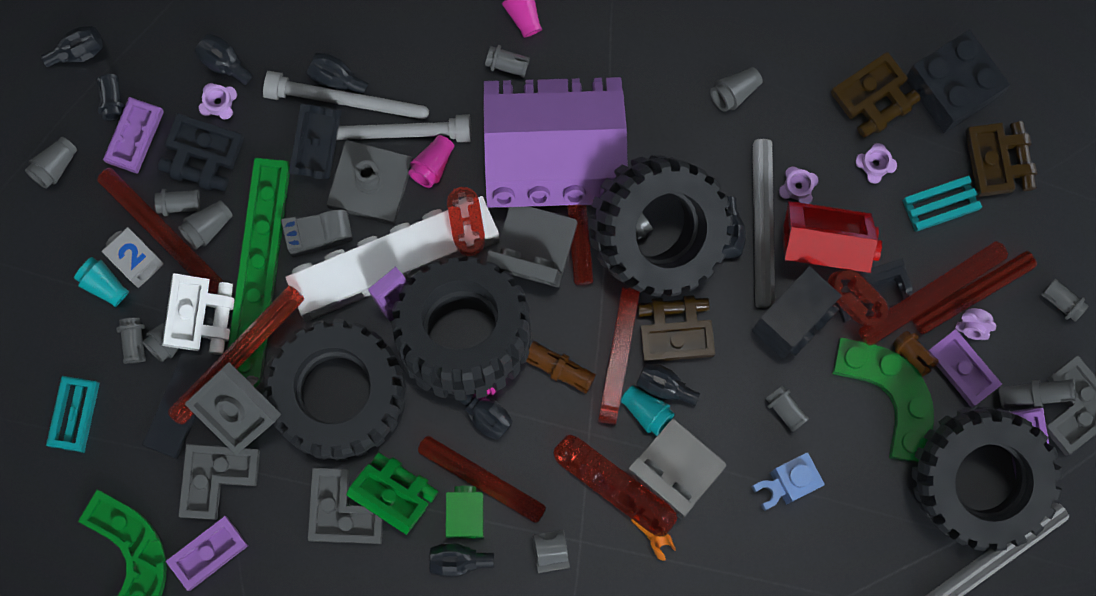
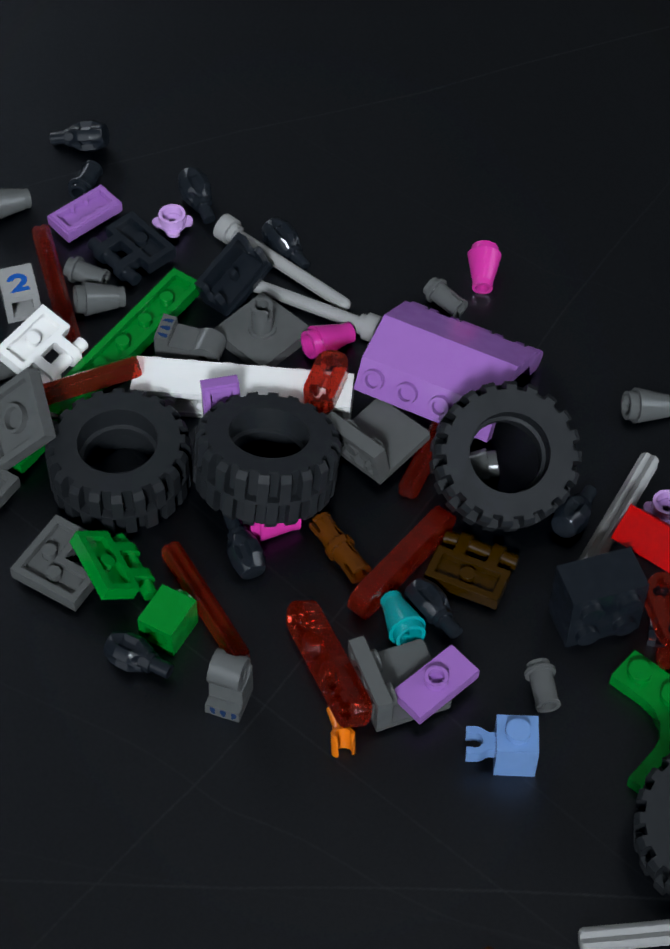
camera: 30 degrees right, 25 degrees down
(708, 458) = (436, 684): none -> medium lavender plate

